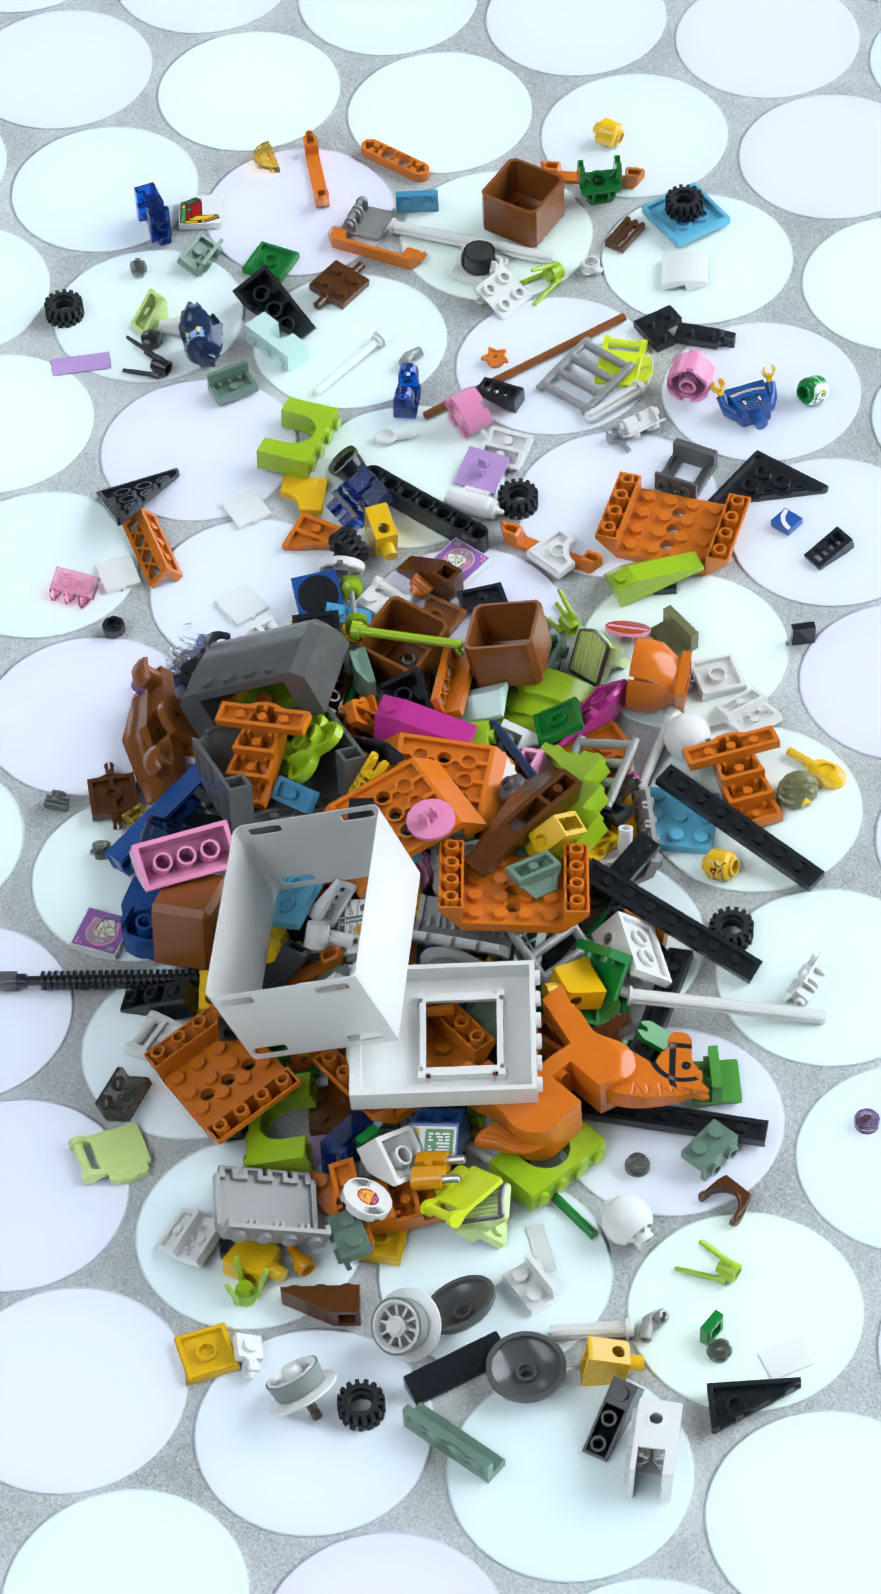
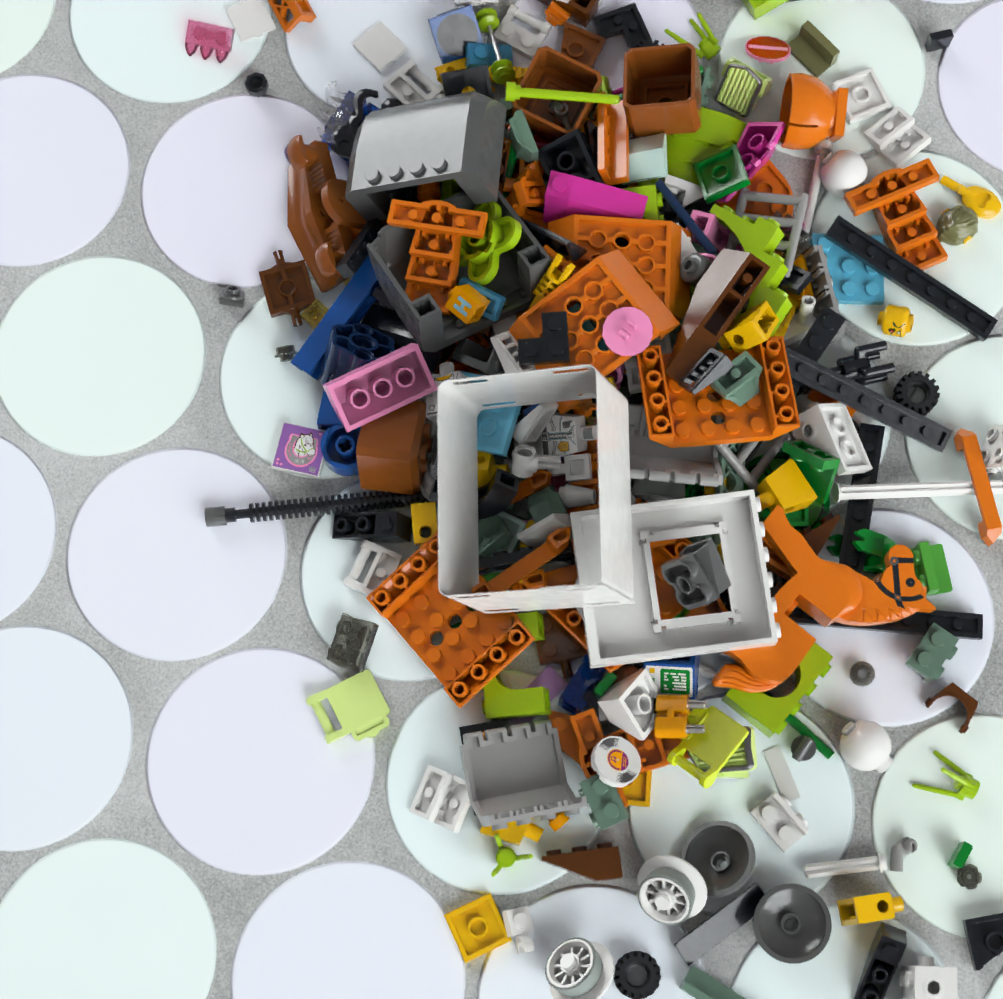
camera: 10 degrees left, 25 degrees up
(178, 761) = (358, 250): none -> black piece
(281, 794) = (467, 303): none -> light orange brick
(462, 1017) = (697, 574): none -> dark grey piece
(506, 857) = (706, 371): none -> slope
(566, 1223) = (803, 748): none -> dark grey plate
(678, 897) = (858, 366): none -> black plant
(787, 1042) = (990, 526): none -> orange piece

